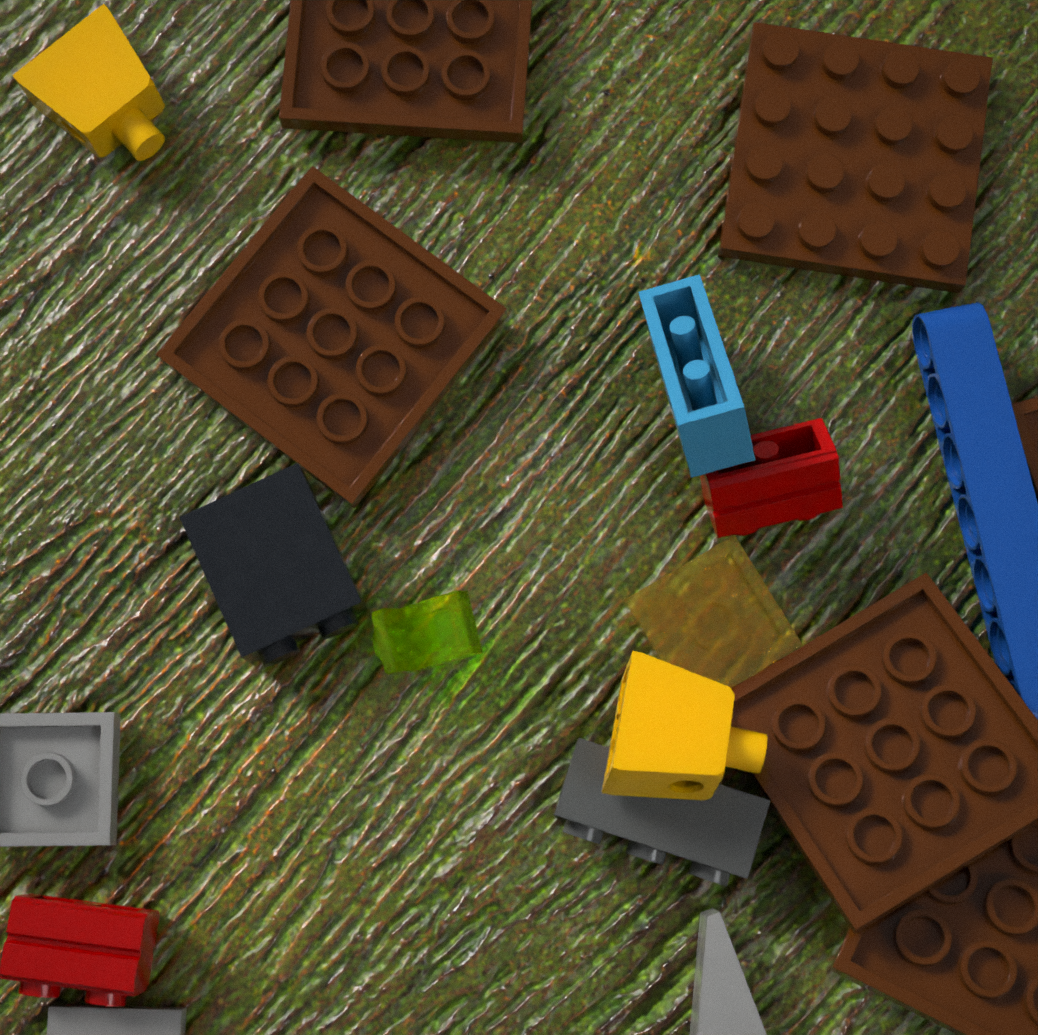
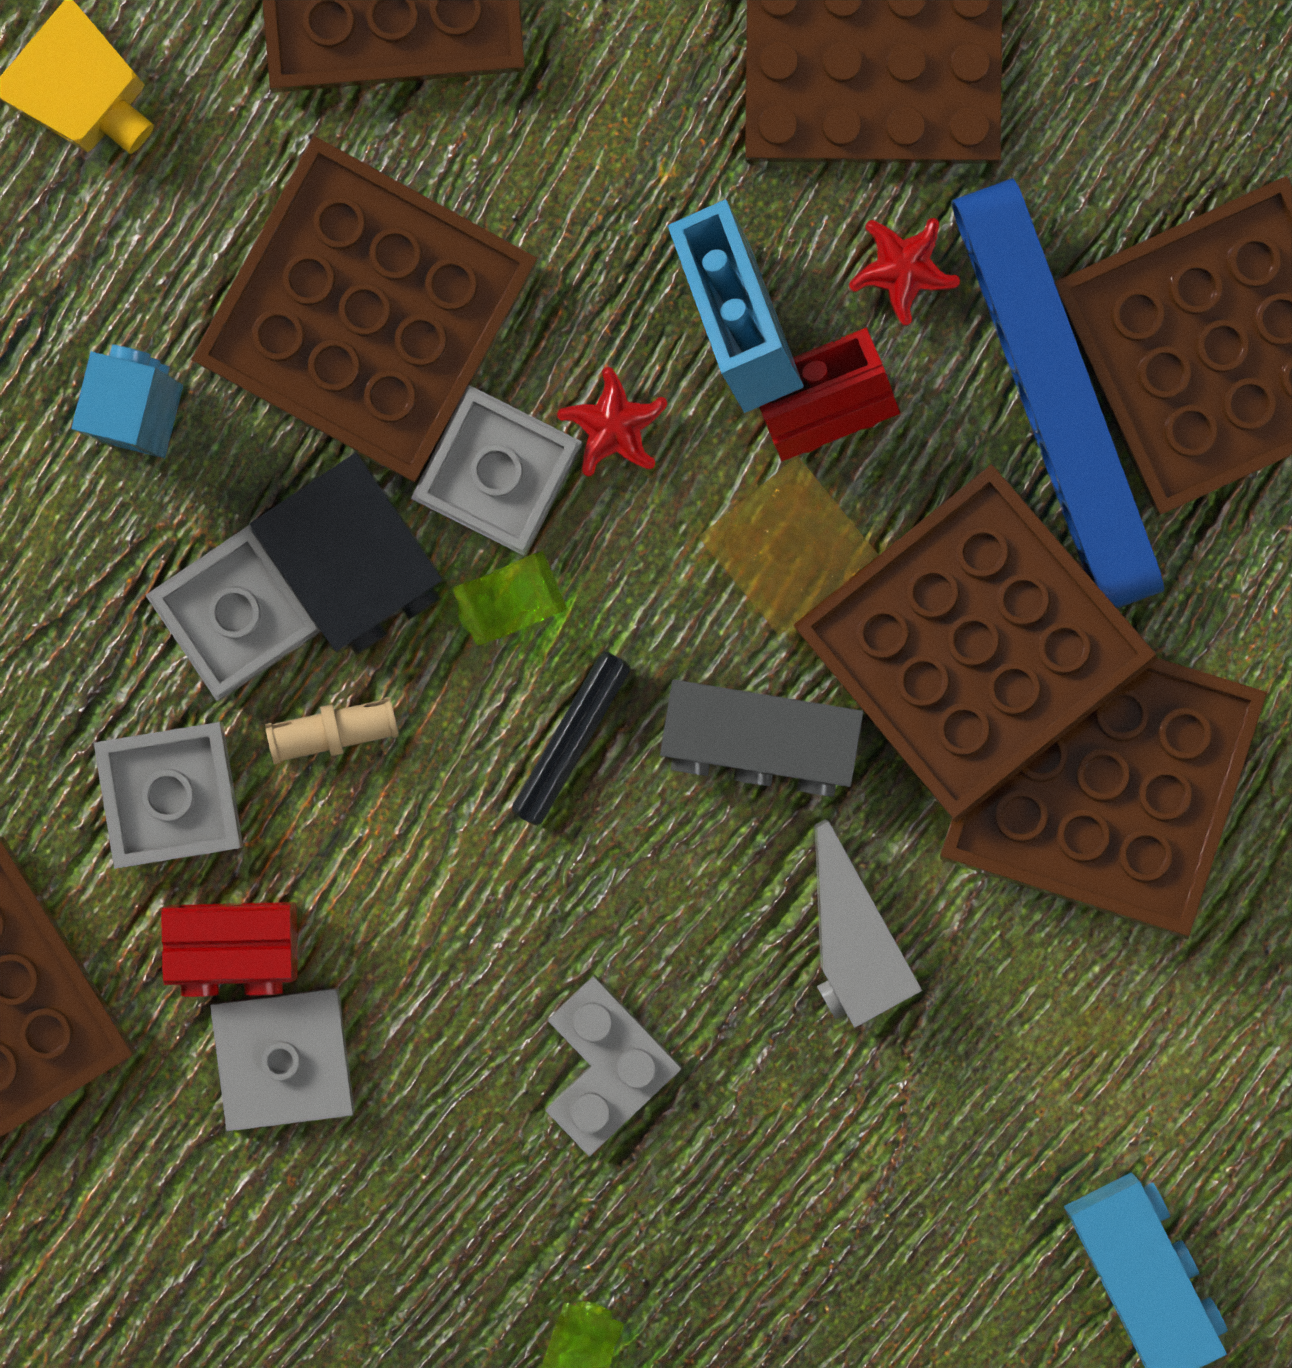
camera: 15 degrees left, 10 degrees up
(76, 374) = (128, 401): none -> dark azure brick
(149, 607) = (233, 613): none -> light grey plate
(225, 739) = (331, 730): none -> tan pin
(435, 506) = (497, 470): none -> light grey plate
(465, 785) = (570, 738): none -> black axle
(556, 480) = (614, 425): none -> red animal
(675, 734) = (763, 662): yellow torso -> none
(859, 372) = (903, 267): none -> red animal

